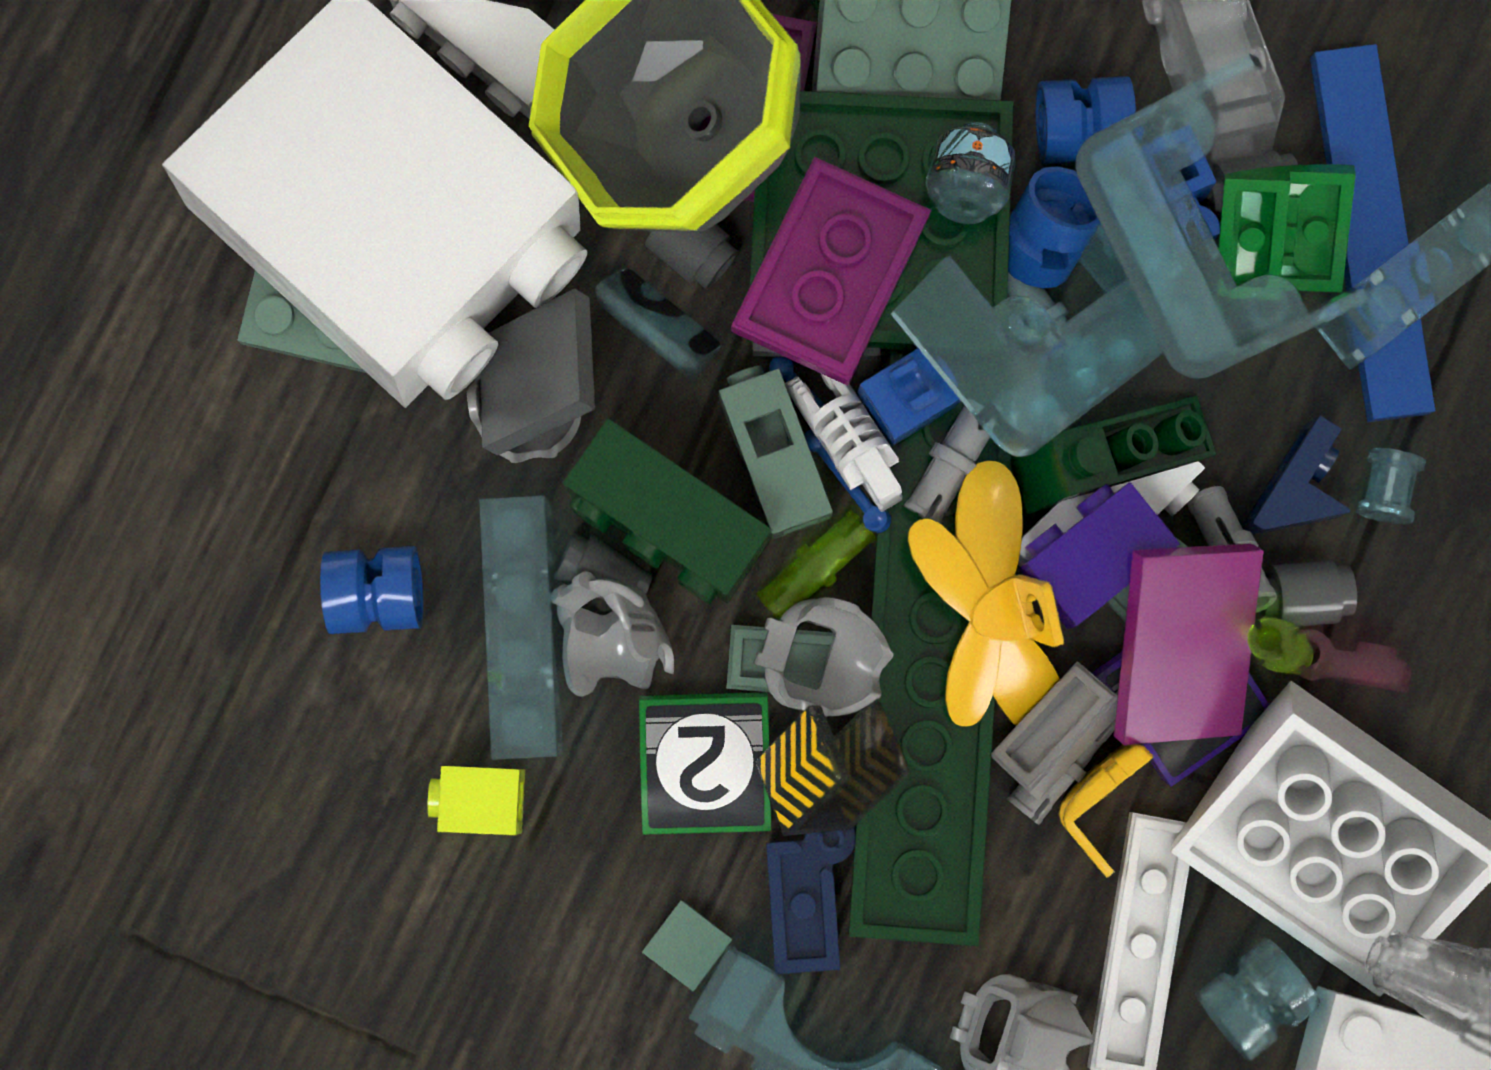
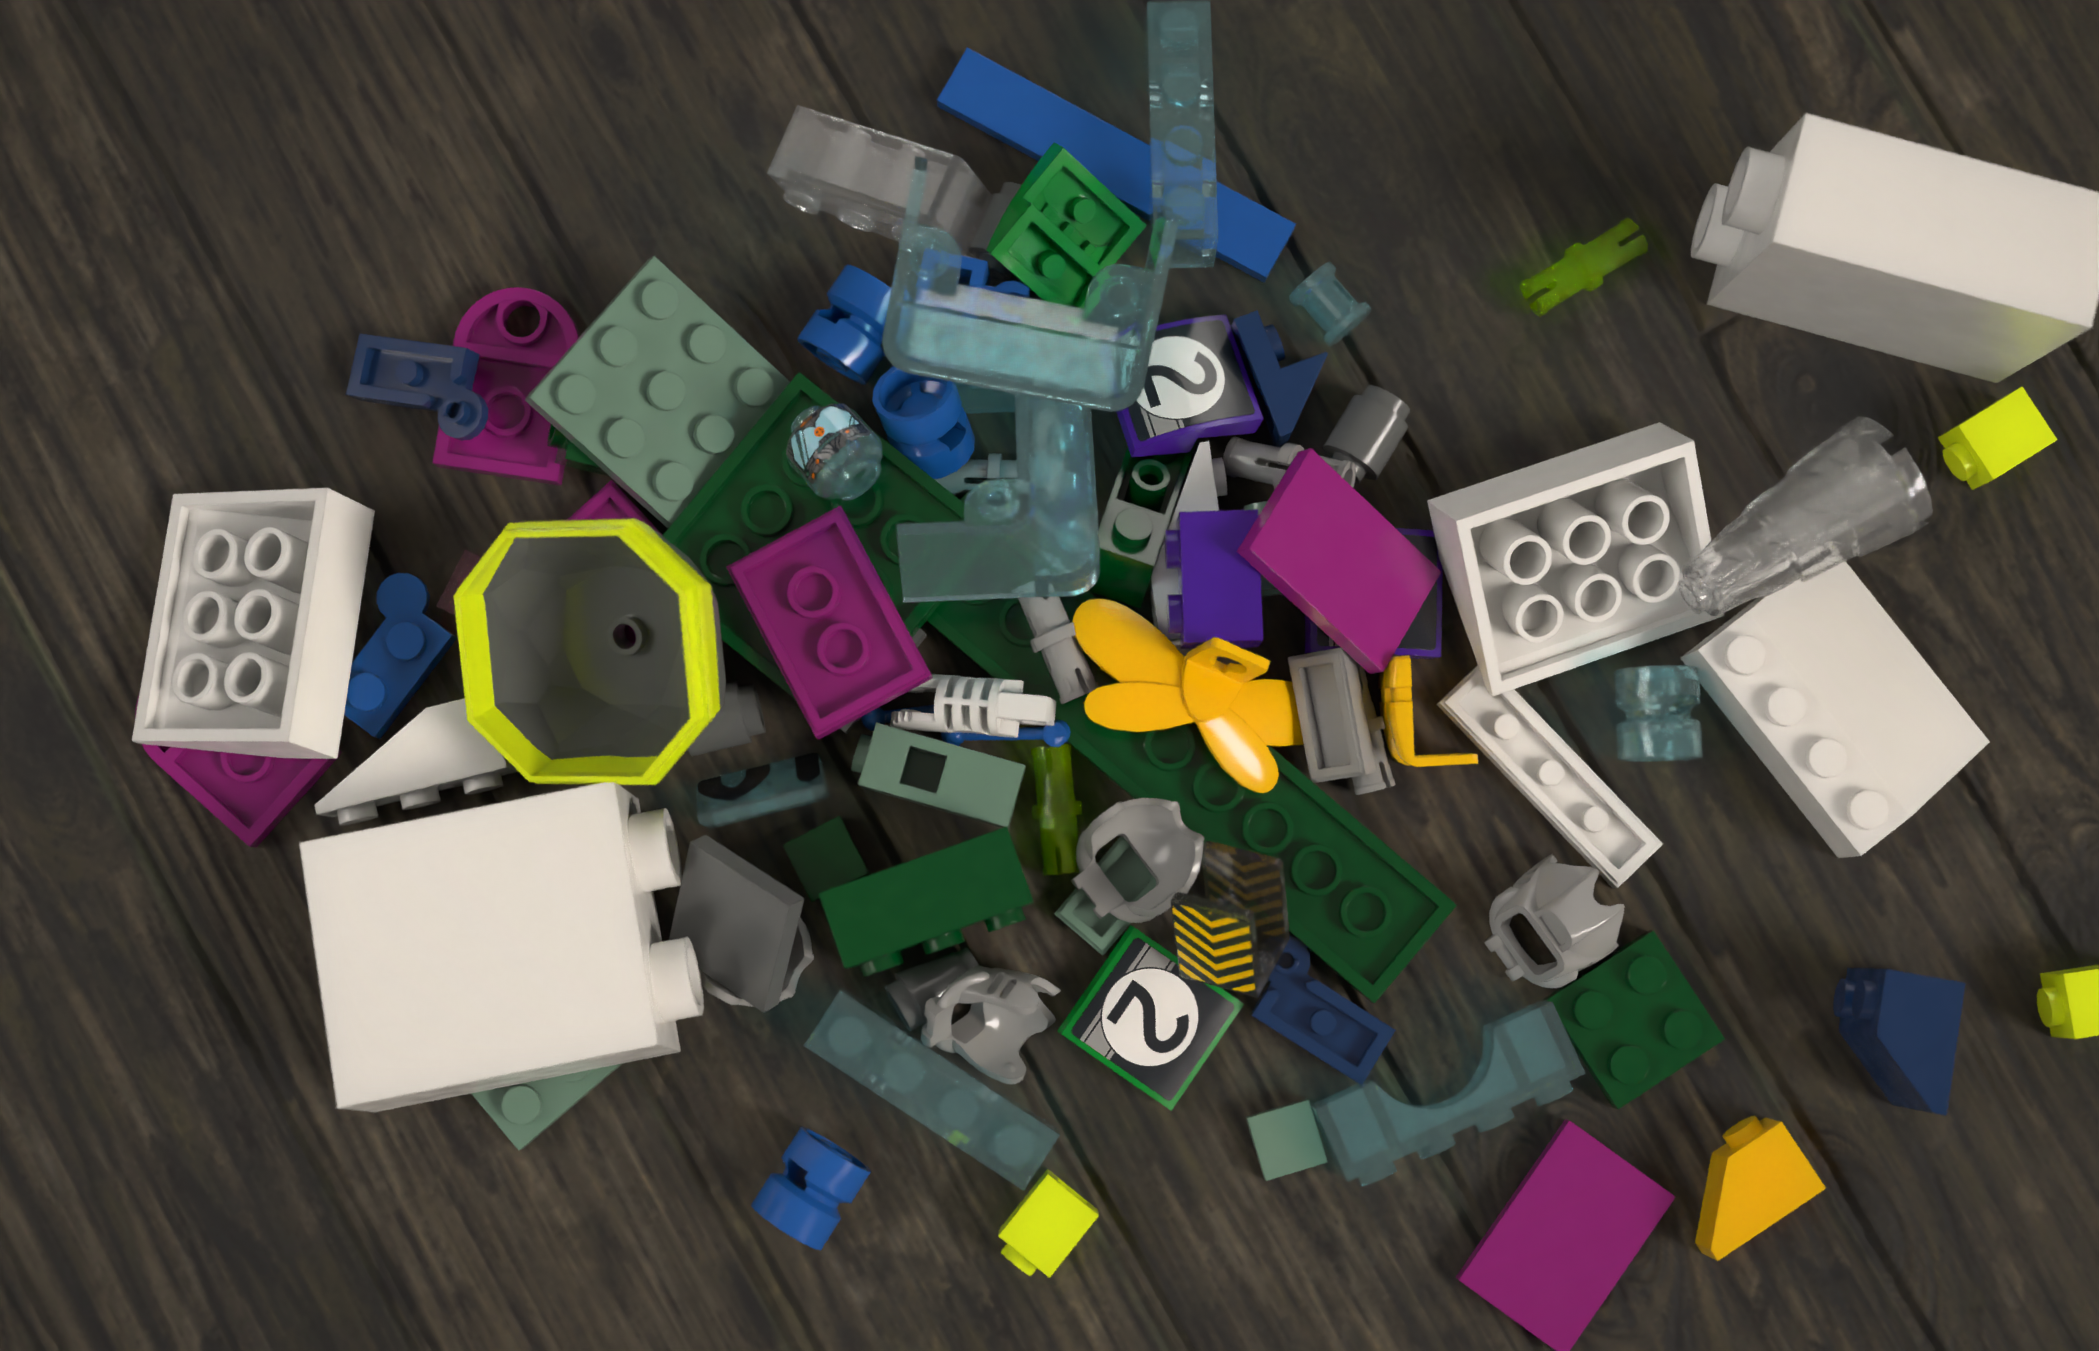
camera: 55 degrees left, 0 degrees up
(643, 409) = (825, 858): none -> dark green tile
(906, 397) = (976, 637): blue brick -> none
(1234, 421) = (1191, 390): none -> slope
(1266, 646) = (1388, 485): clear neon green pin -> none
(1370, 665) = (1459, 430): clear pink plate -> none

